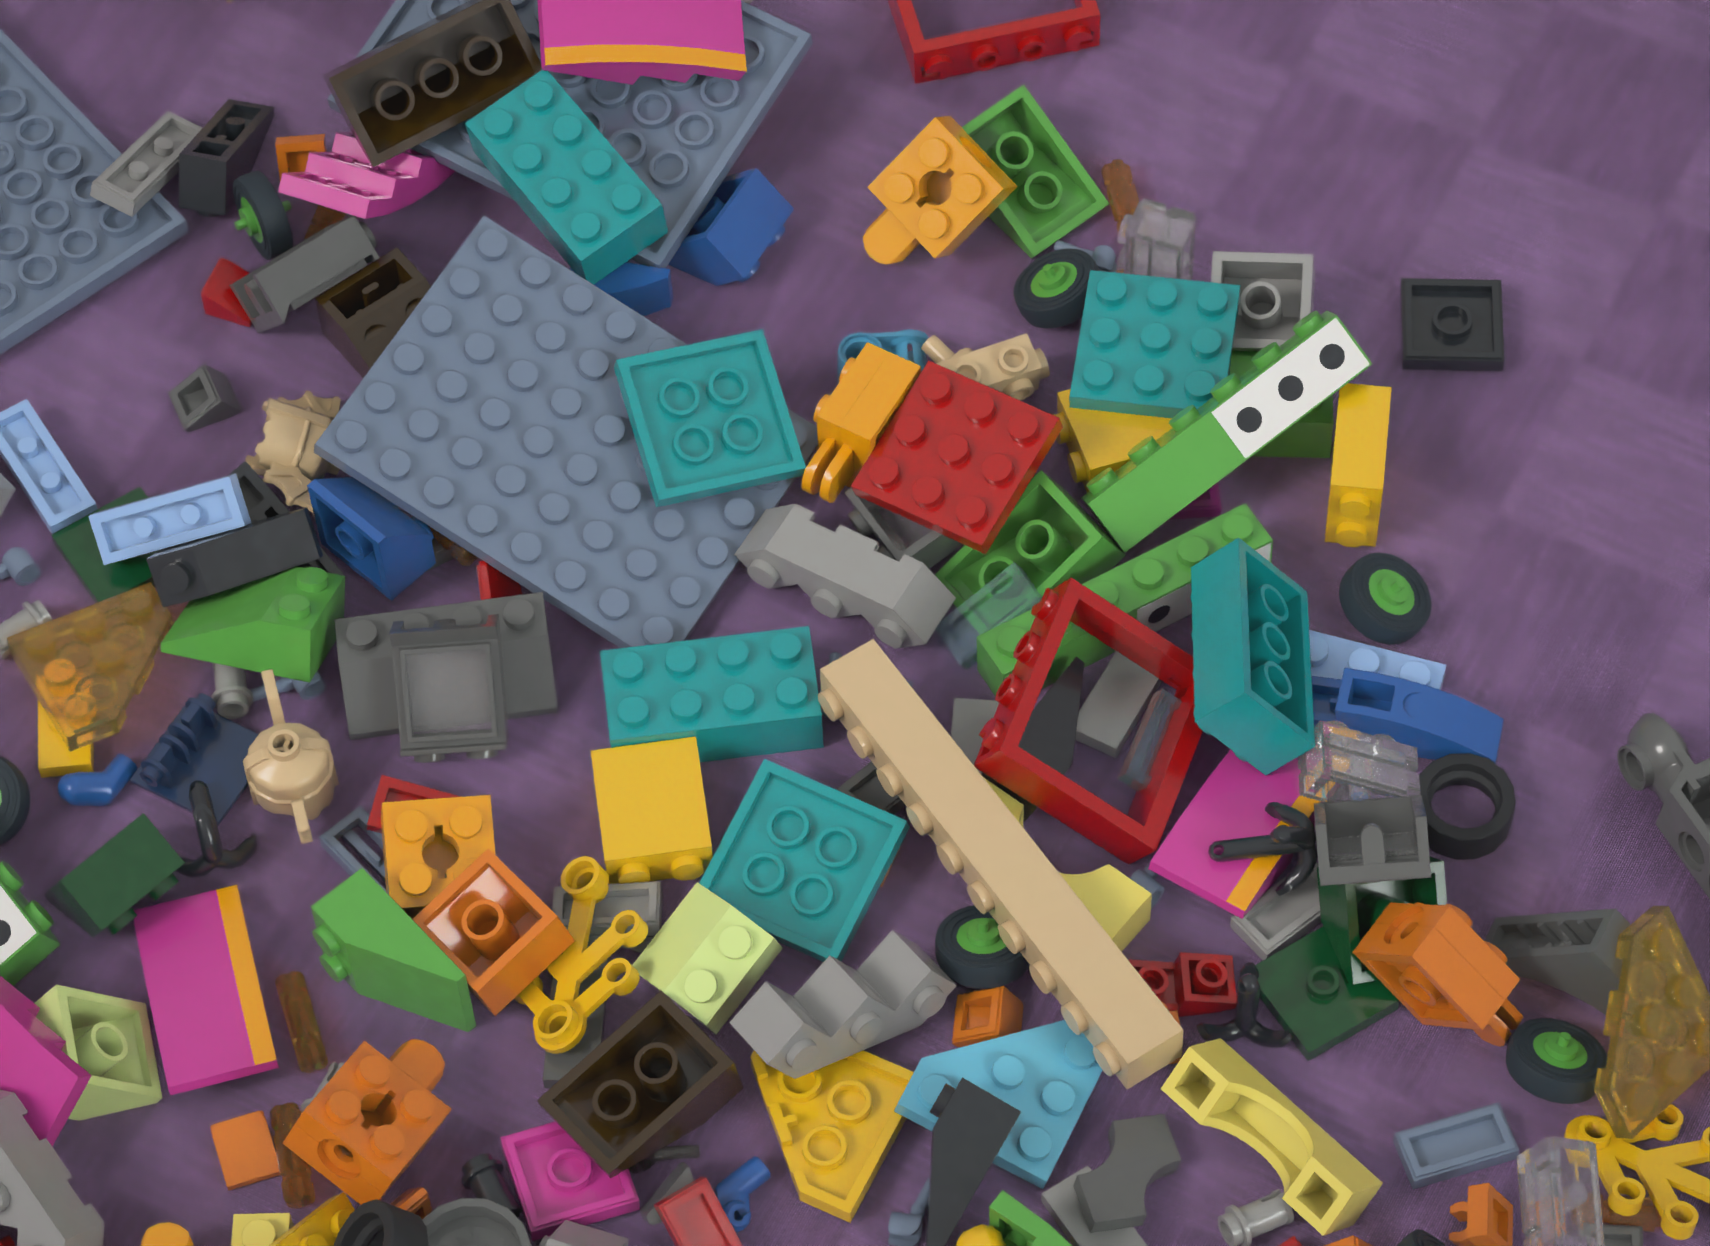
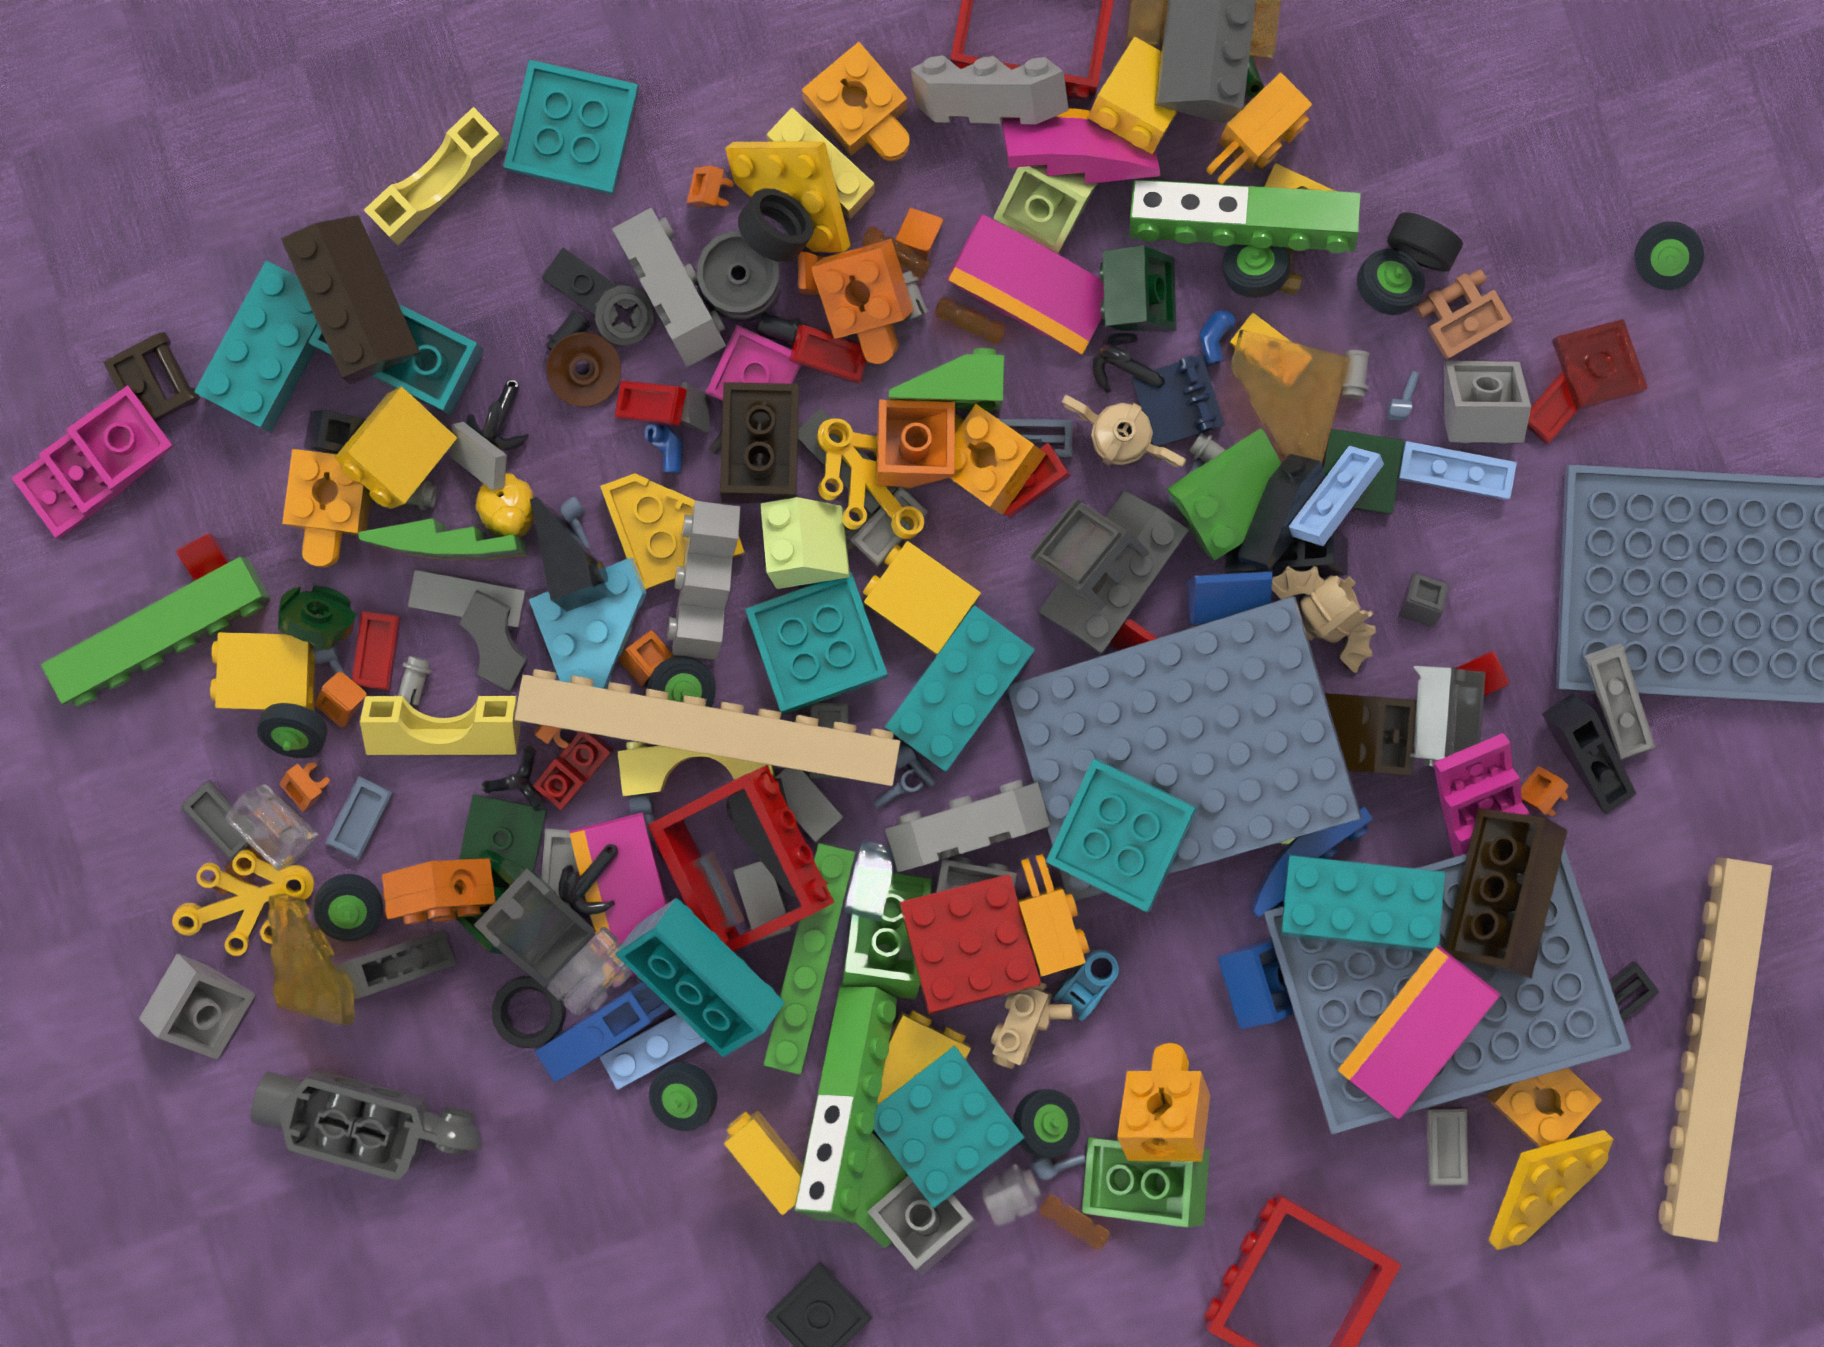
camera: 130 degrees right, 30 degrees up
(262, 214) = (1517, 729): black wheel -> none
(476, 1116) = (828, 355): none -> red tile

